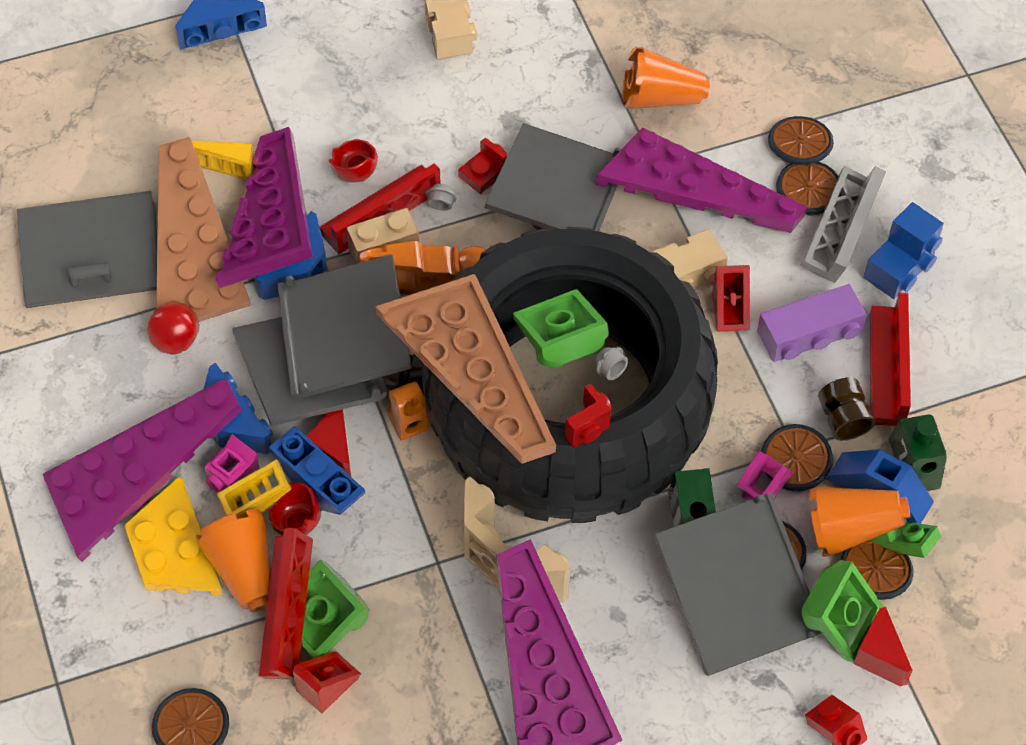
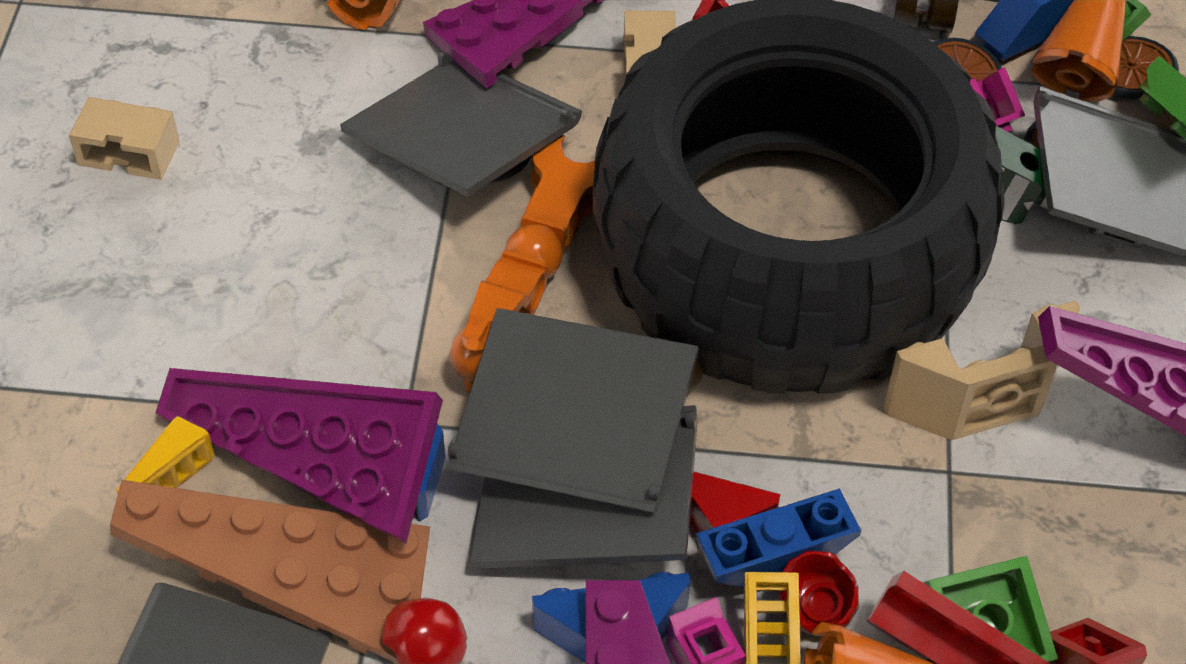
camera: 65 degrees left, 5 degrees down
(354, 160) = (277, 317): red hair -> none
(381, 231) = (429, 331): tan brick -> none
(402, 193) = (367, 313): red fence -> none
(406, 408) = (726, 402): orange leg -> none
(441, 197) = (397, 250): light grey plate -> none
(466, 349) = (781, 226): nougat wing -> none
(484, 167) = (376, 189): red bracket -> none
(562, 329) = (812, 114): bright green slope -> none
(591, 421) = (964, 134): red bracket -> none
(611, 363) = (883, 93): light grey plate -> none

